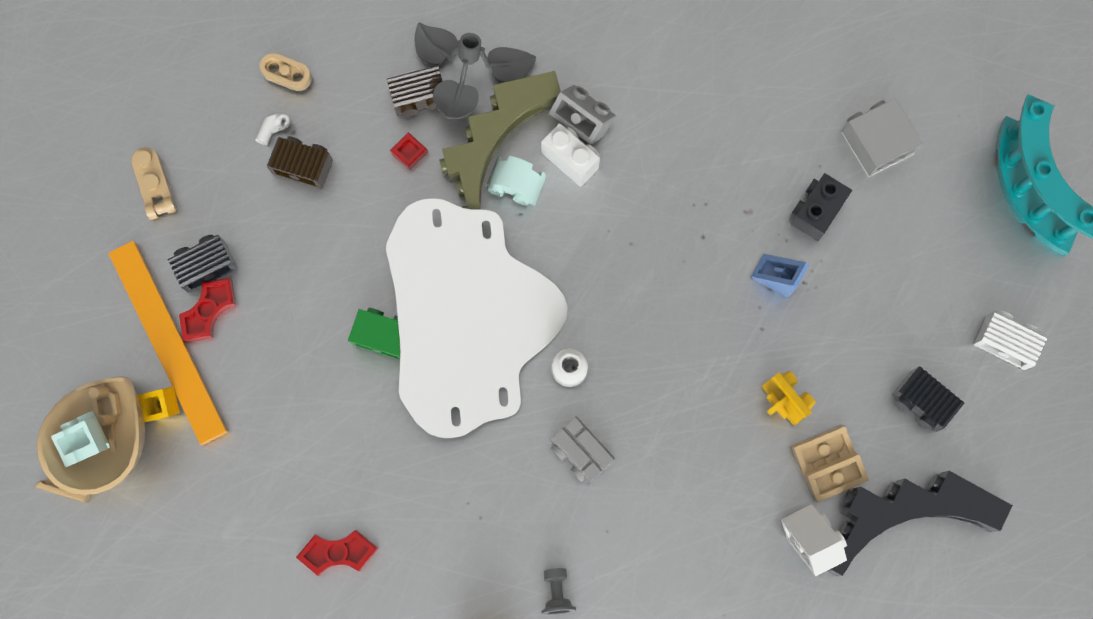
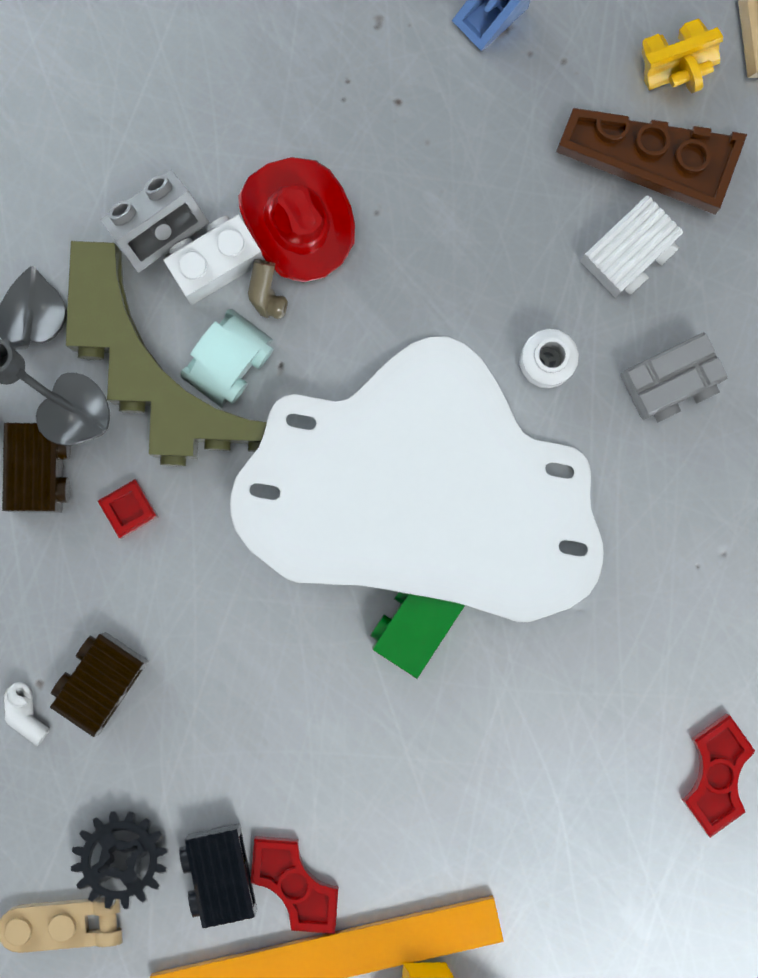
camera: 80 degrees left, 10 degrees up
(198, 191) = (130, 877): none -> black gear
(558, 188) = (261, 293): none -> dark tan arm
(610, 196) = (298, 218): none -> red hat
(656, 401) = (632, 247): none -> white brick
(720, 409) = (663, 158): none -> reddish brown wing

